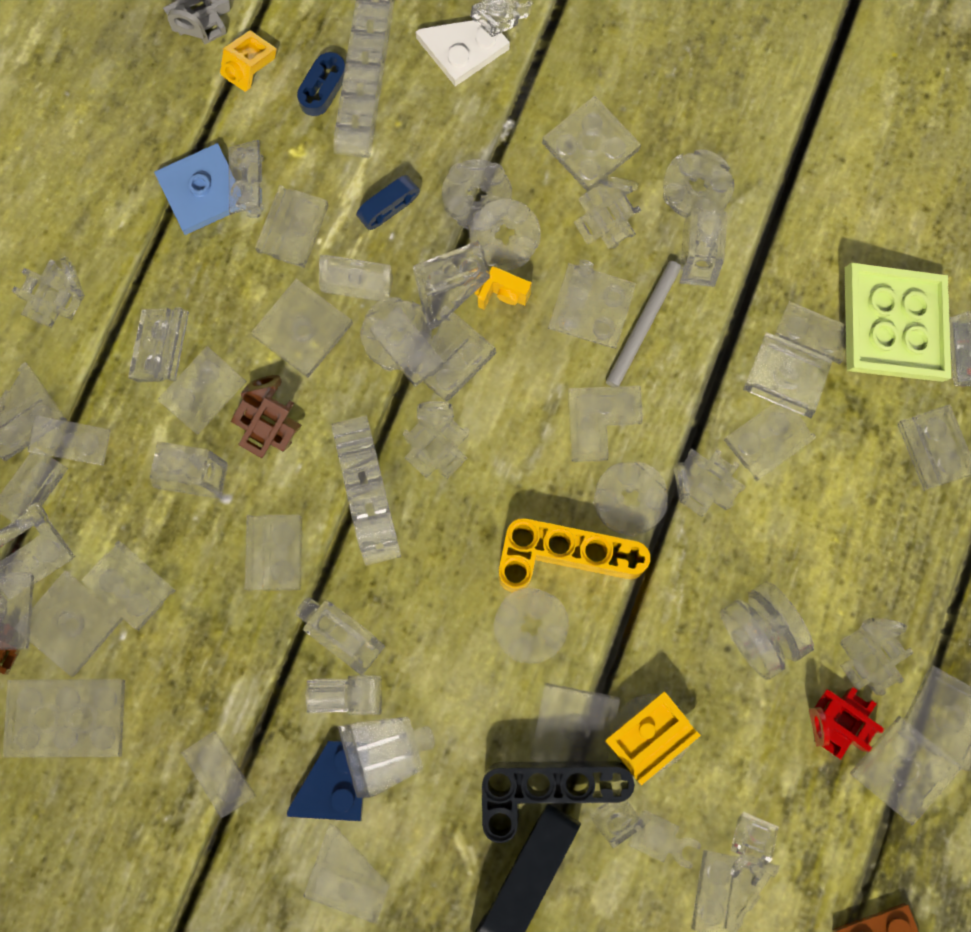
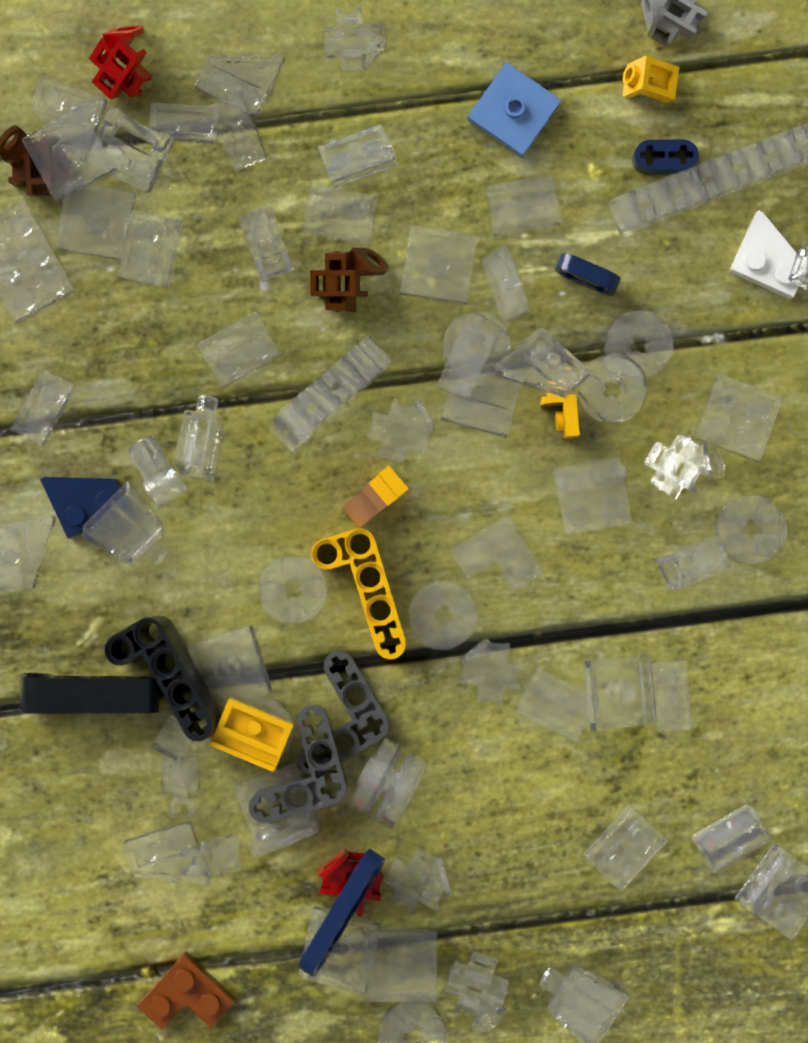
camera: 60 degrees right, 10 degrees up
(245, 179) = (541, 141): clear hinge -> none
(485, 498) = (375, 497): none -> leg
(643, 324) = (601, 547): light grey bar -> none
(685, 629) = (358, 713): none -> dark grey beam
(730, 707) = (312, 784): none -> dark grey beam
(737, 756) = (281, 832): none -> clear bracket
(872, 743) = (341, 912): none -> dark blue beam
(897, 322) = (716, 761): yellowish green plate -> none

